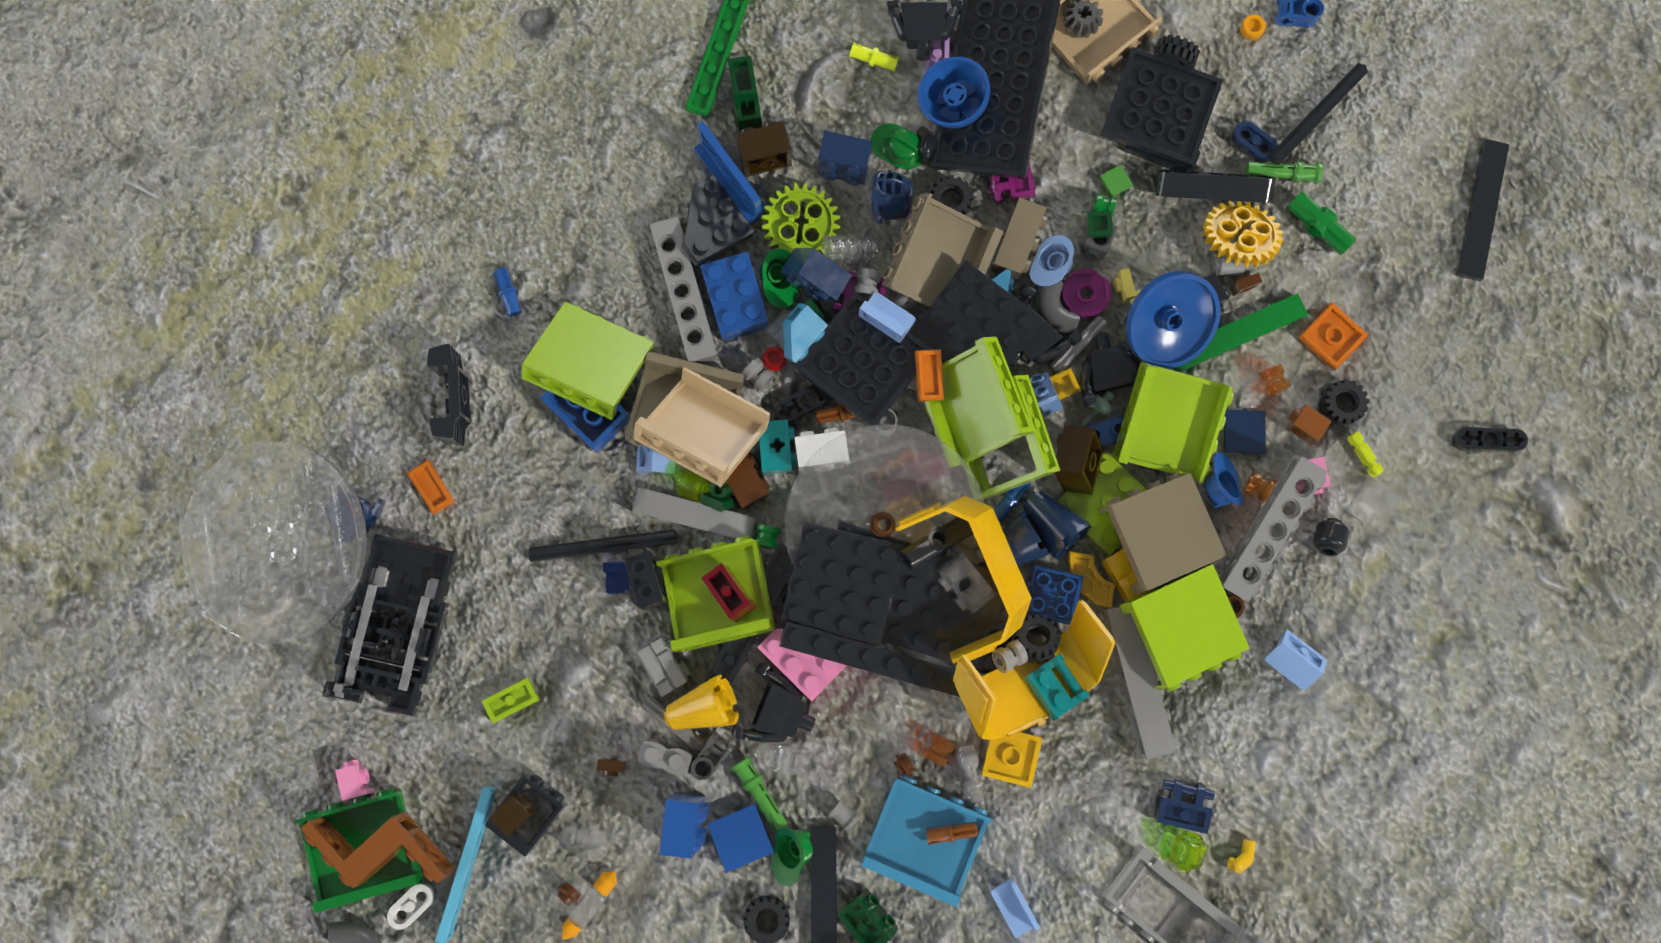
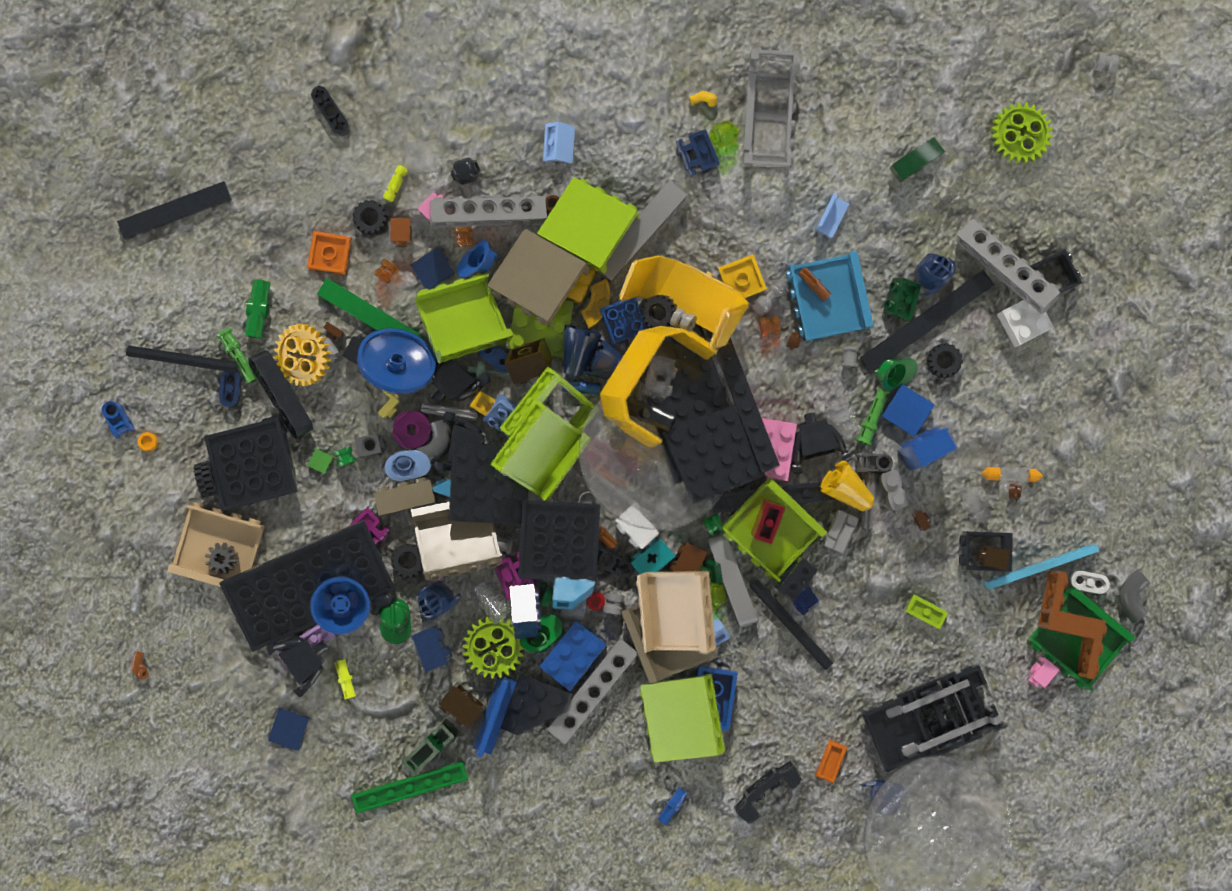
camera: 125 degrees left, 5 degrees up
(867, 282) = (506, 574): light grey wheel -> none
(887, 316) = (521, 545): light blue panel -> none
(887, 518) = (656, 449): reddish brown plate -> none
(929, 375) = (541, 491): orange tile -> none
(1051, 692) = (686, 281): teal plate -> none
(1099, 224) = (363, 451): dark green plate -> none

